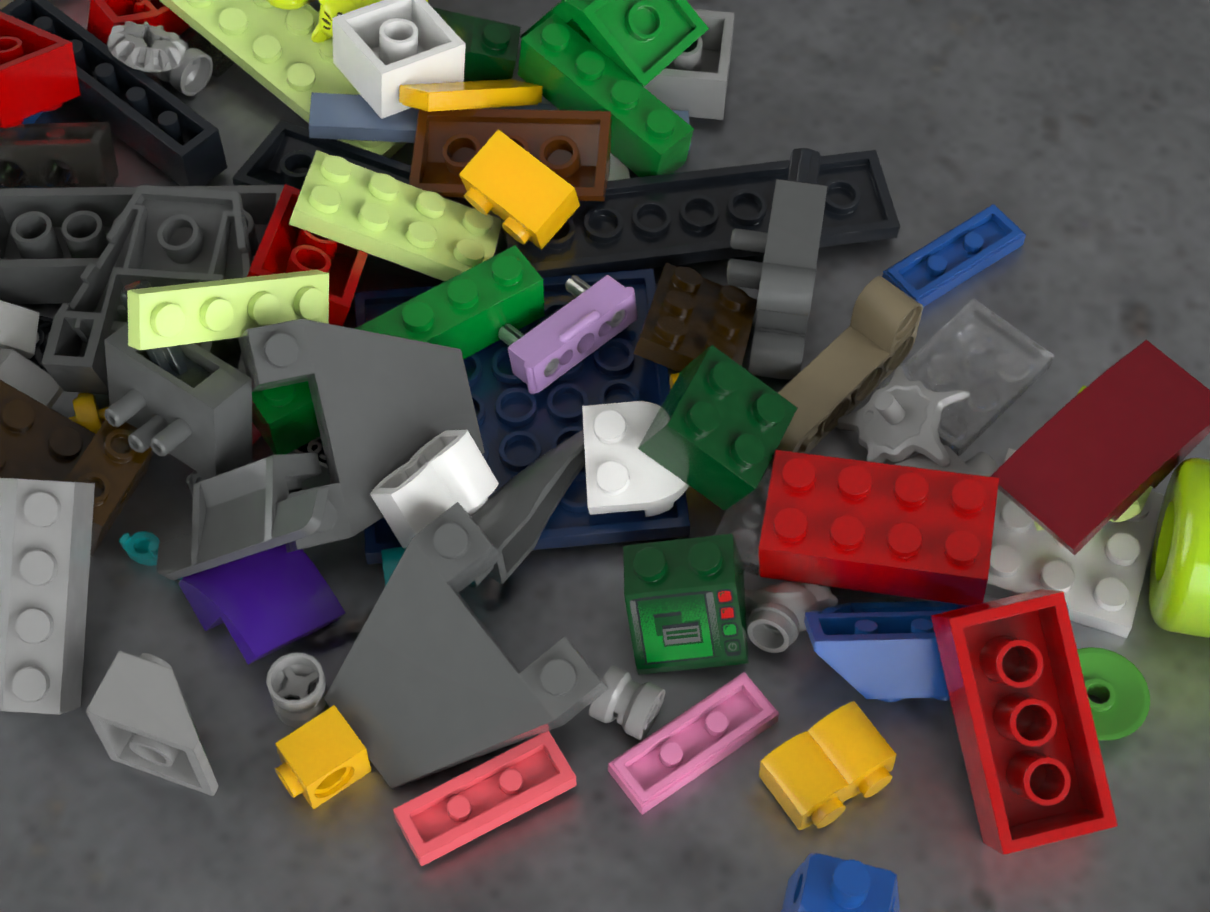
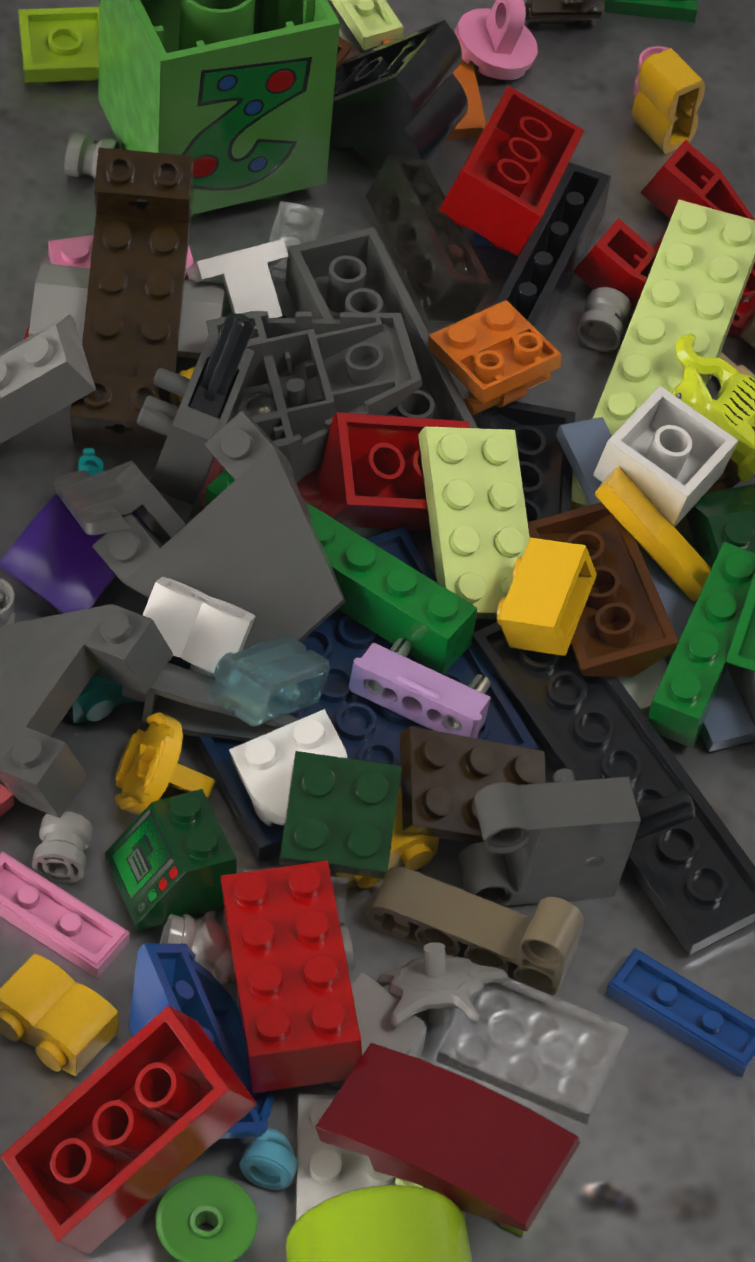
camera: 65 degrees right, 5 degrees down
(146, 47) = (582, 292): light grey gear -> none
(209, 138) = (495, 356): none -> orange plate
(223, 307) = (273, 402): yellowish green plate -> none
(526, 444) = (269, 680): none -> clear light blue brick
(569, 587) = (152, 765): none -> yellow tile

